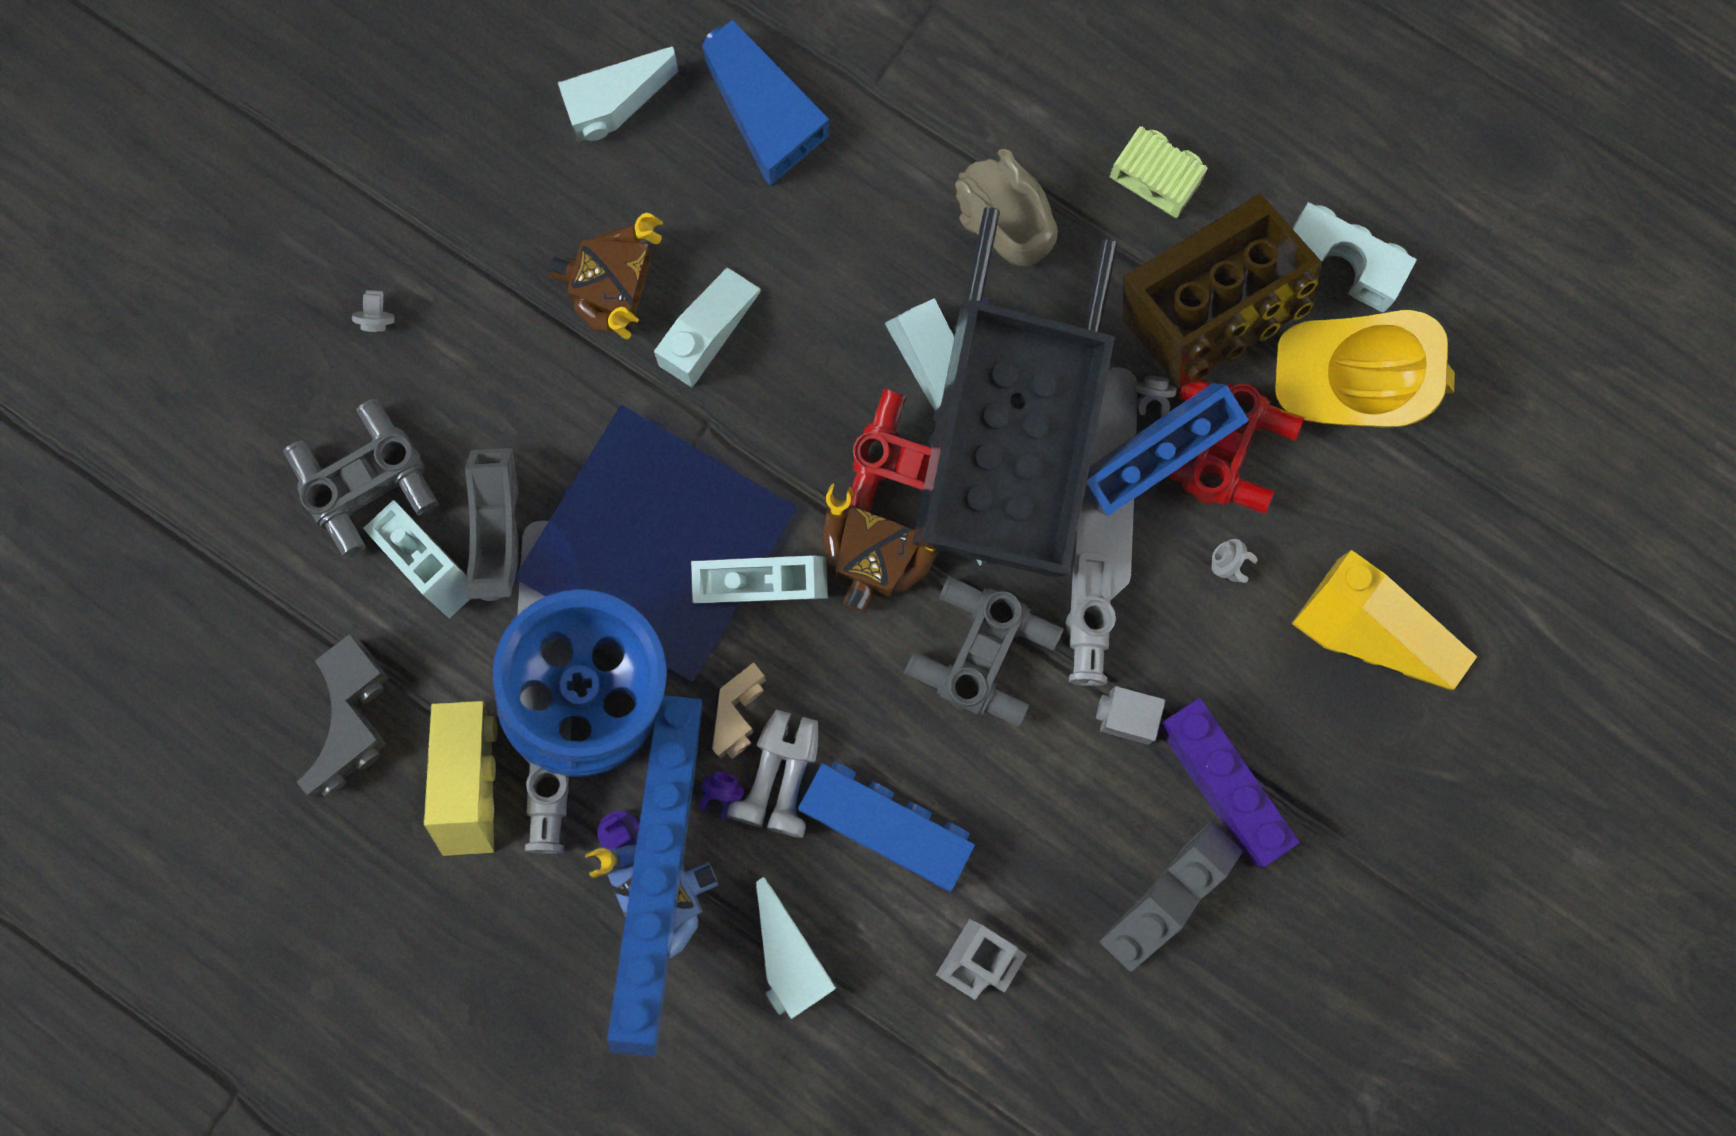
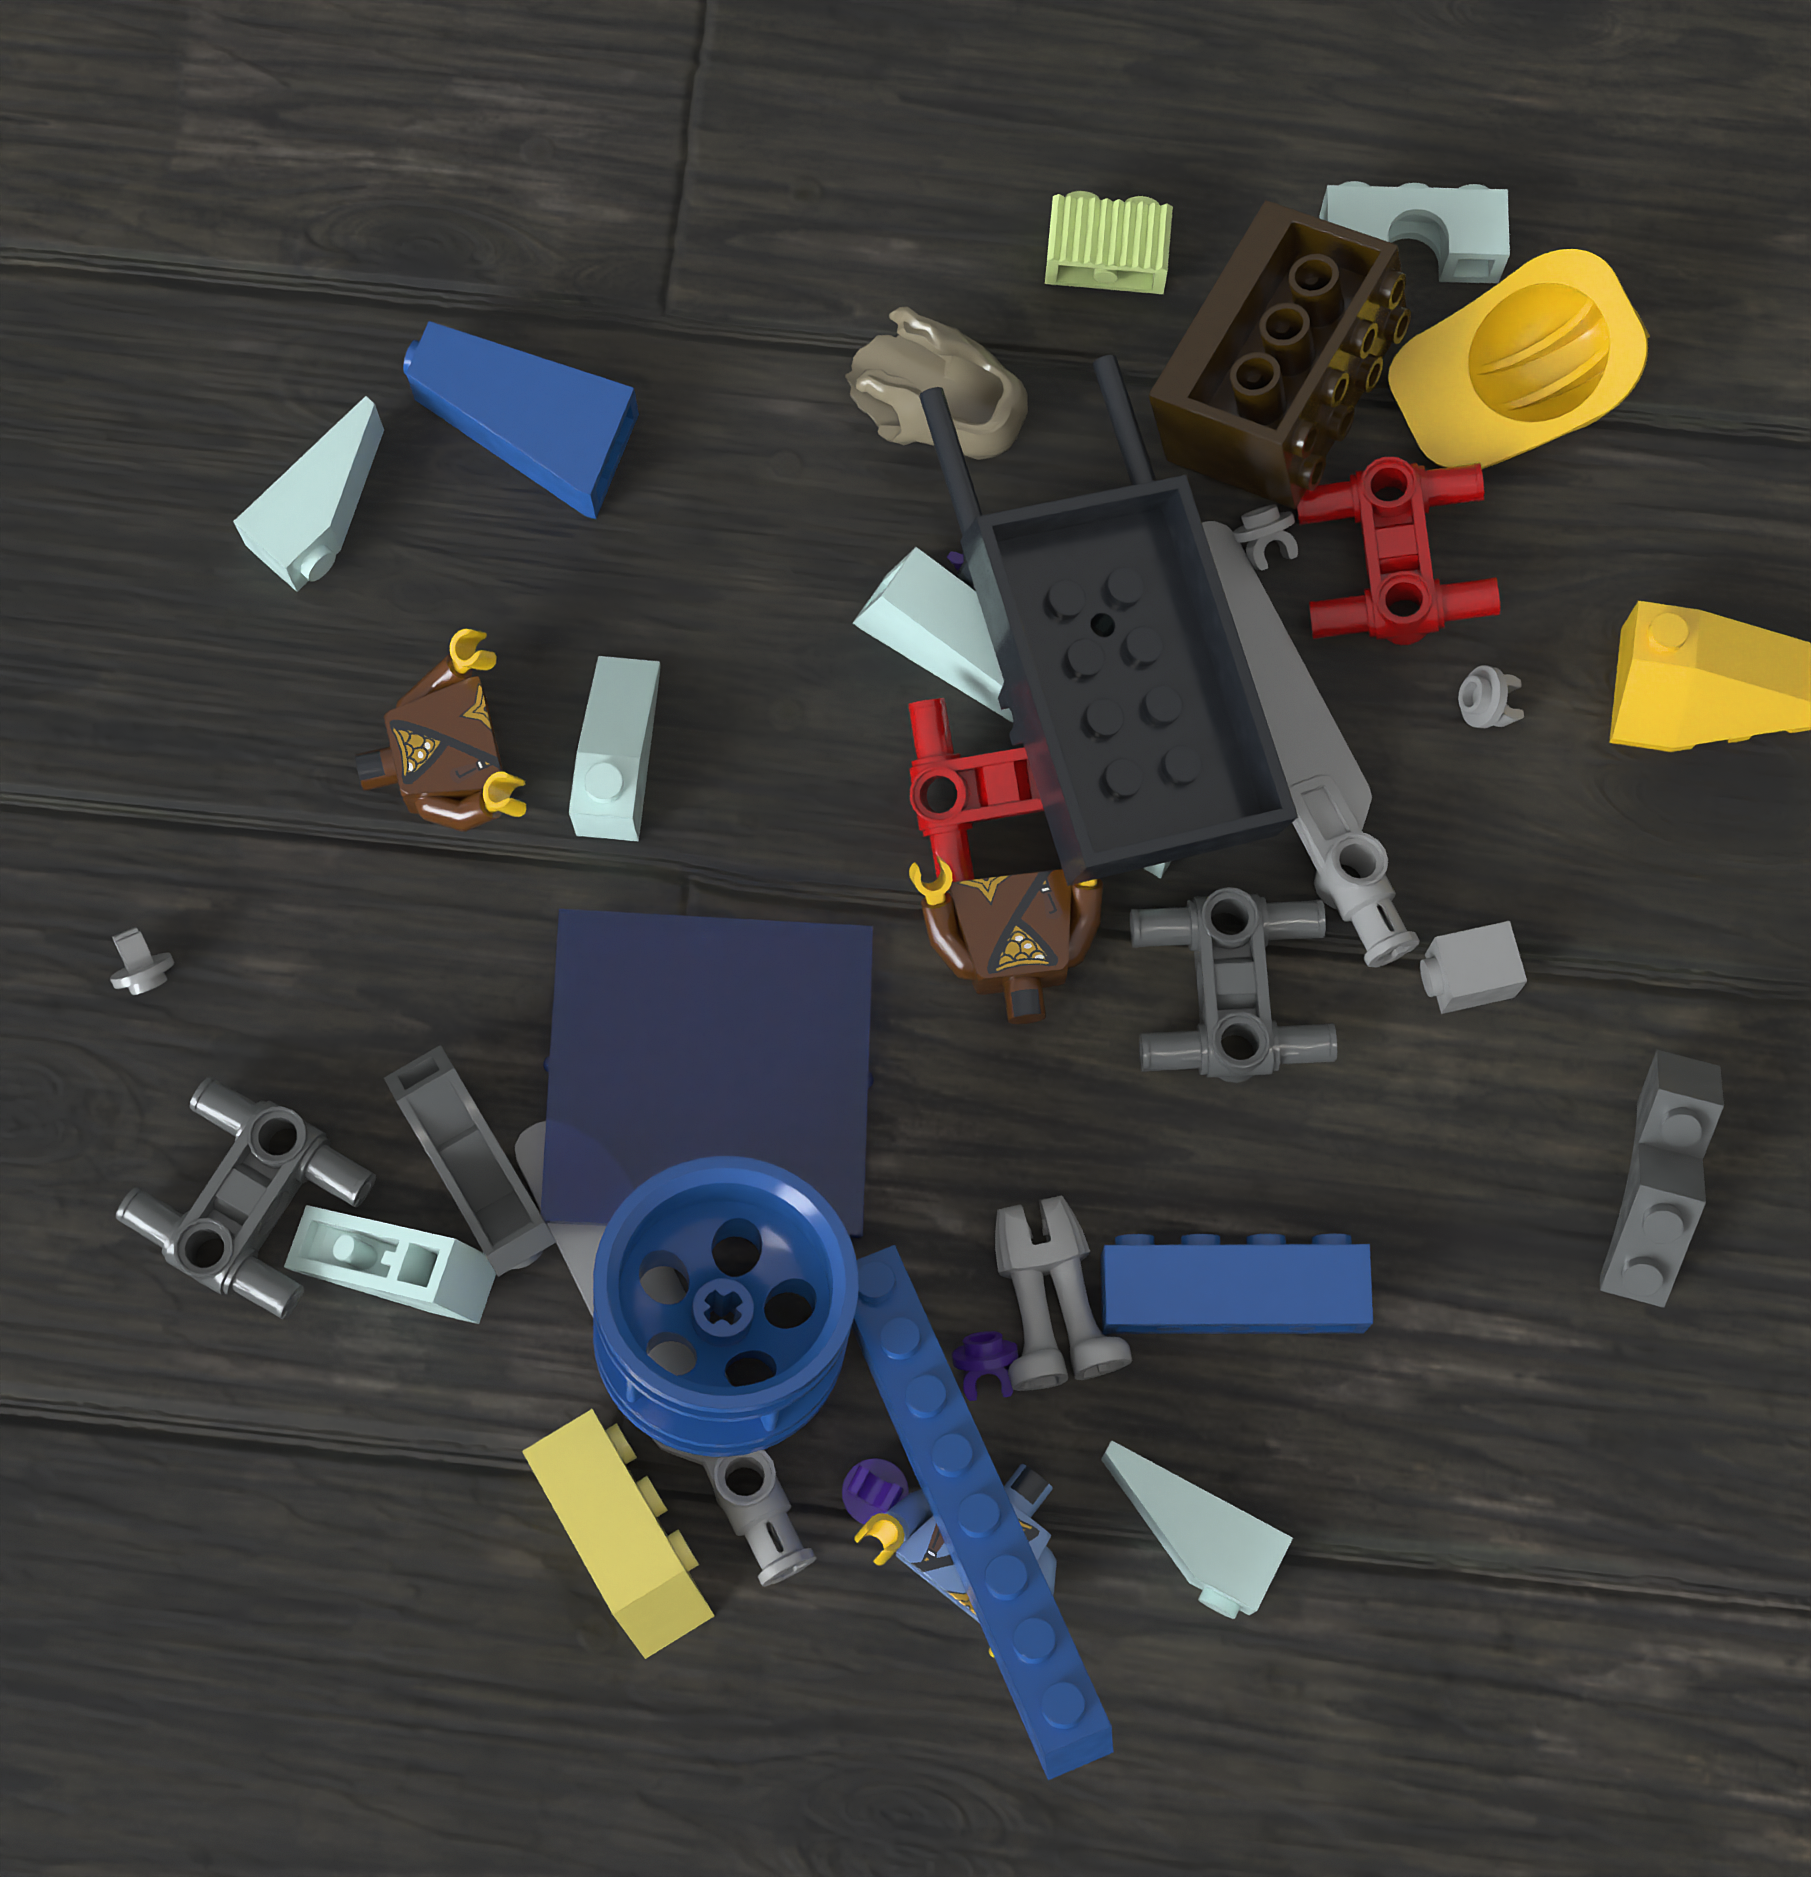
camera: 25 degrees left, 5 degrees down
(352, 740) = (434, 1565): dark grey arch -> none
(731, 728) = (948, 1261): tan slope -> none
(759, 579) = (879, 1046): light aqua slope -> none
(980, 960) = (1458, 1396): light grey brick -> none
(1163, 448) = (1325, 590): blue brick -> none
(1227, 784) = (1650, 990): dark purple brick -> none

